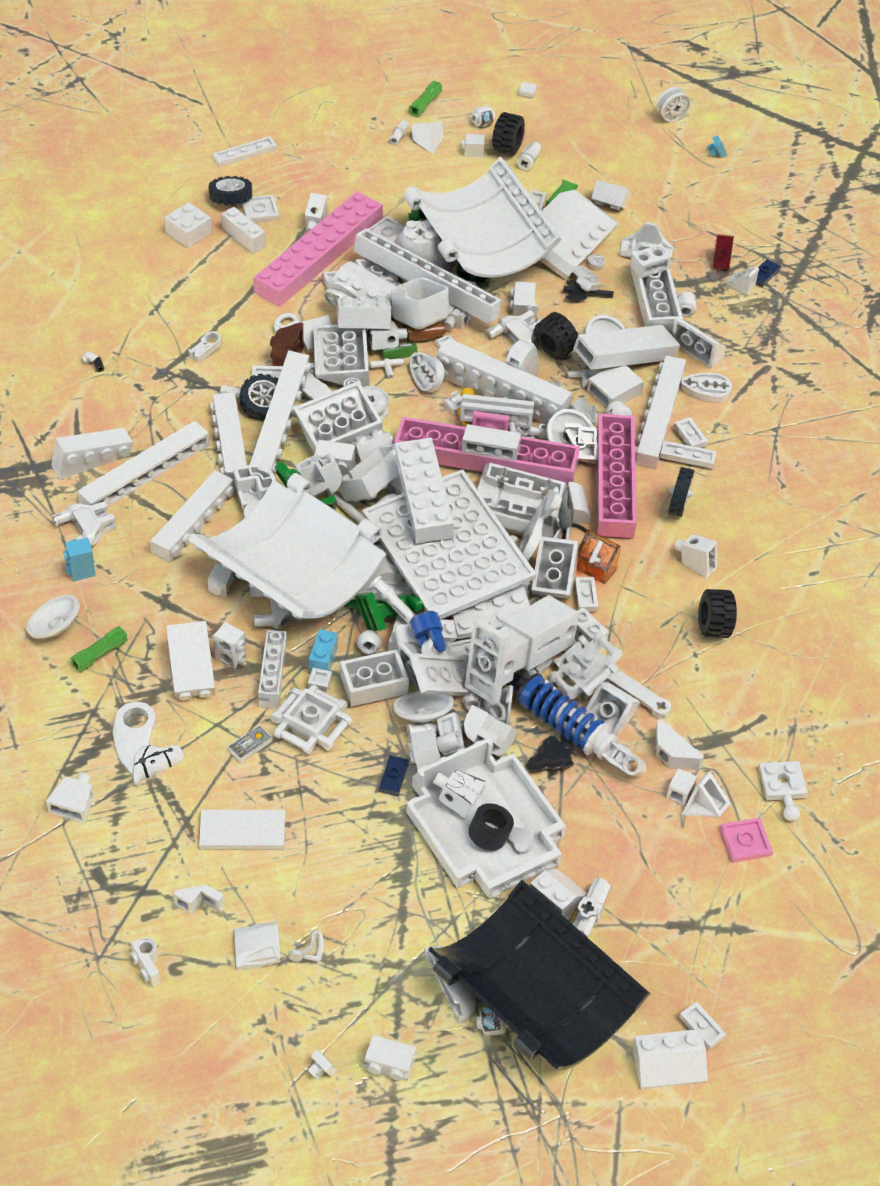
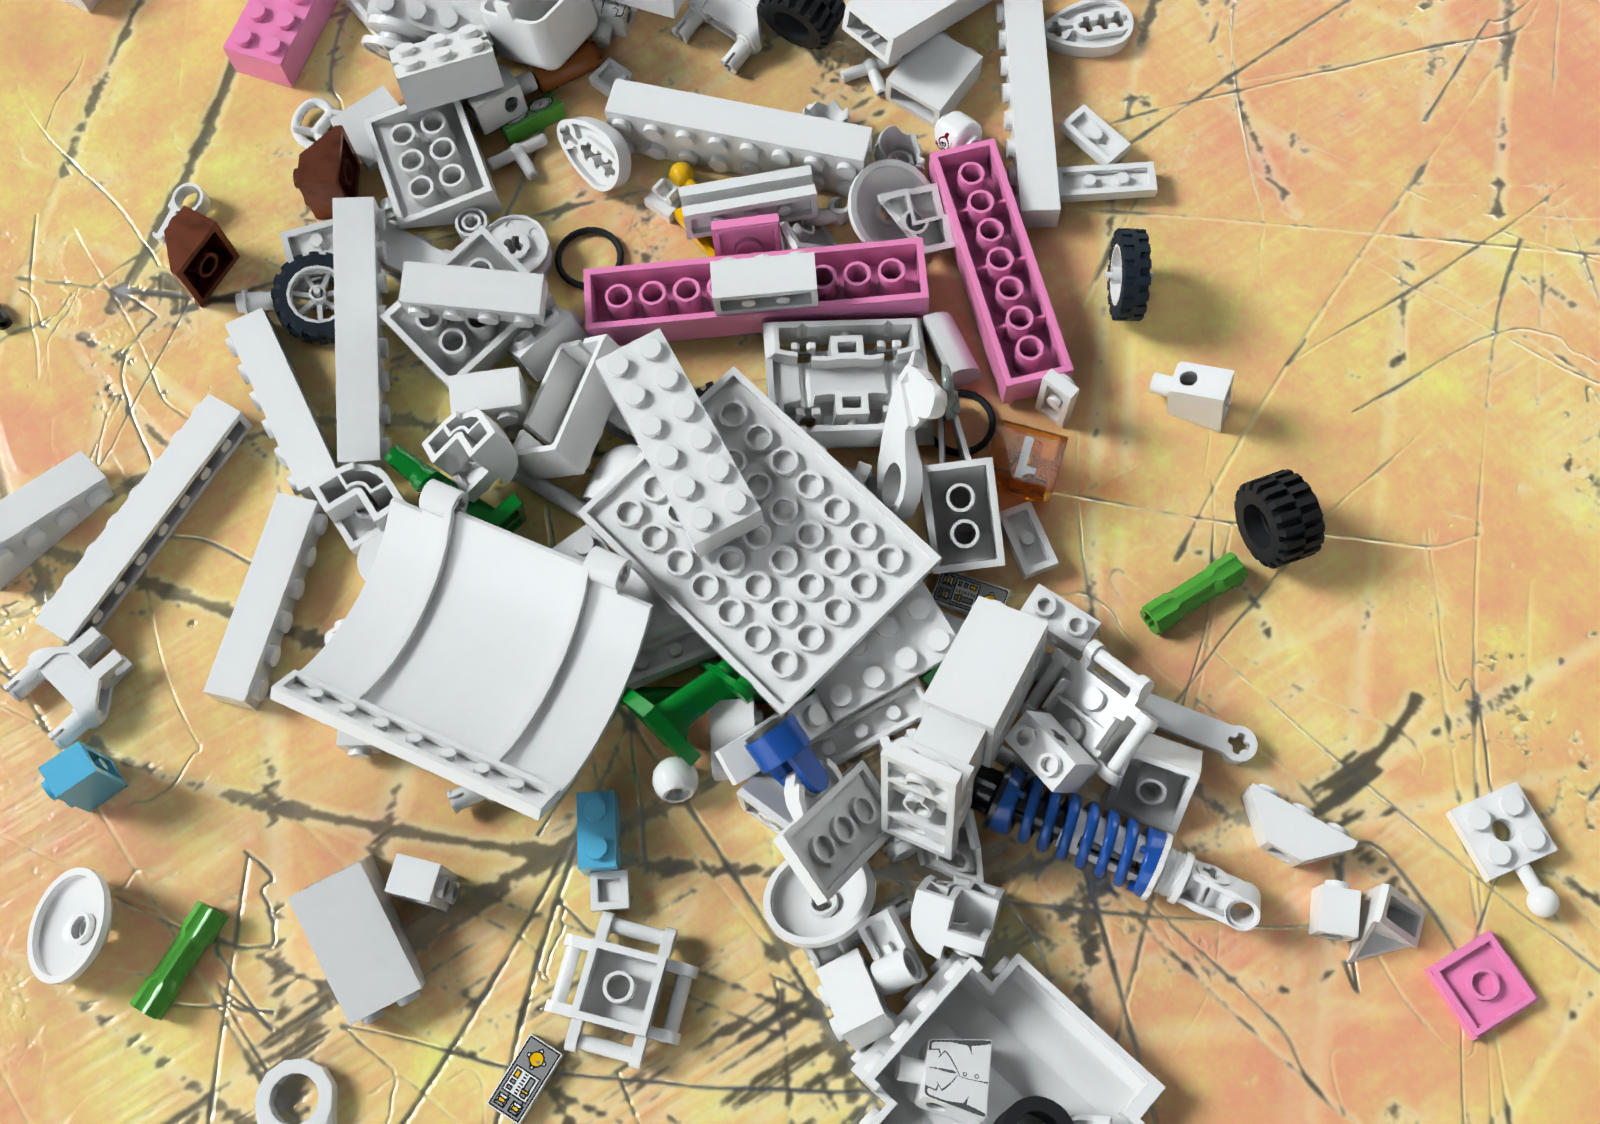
camera: 10 degrees left, 20 degrees up
(211, 361) = (198, 253): none -> copper slope
(272, 669) = (516, 901): white brick -> none
(344, 408) = (473, 293): none -> white brick
(374, 677) = (709, 861): white brick -> none
(387, 594) = (682, 690): white pin -> none
(394, 775) = (811, 1060): dark blue plate -> none
(403, 406) = (587, 230): none -> black tyre
(524, 357) = (762, 78): white brick -> none
(551, 756) = (1080, 922): black rock -> none
(561, 671) = (1050, 752): none -> white brick
(624, 534) = (1057, 397): none -> white plate
(677, 636) = (1173, 606): none -> bright green axle

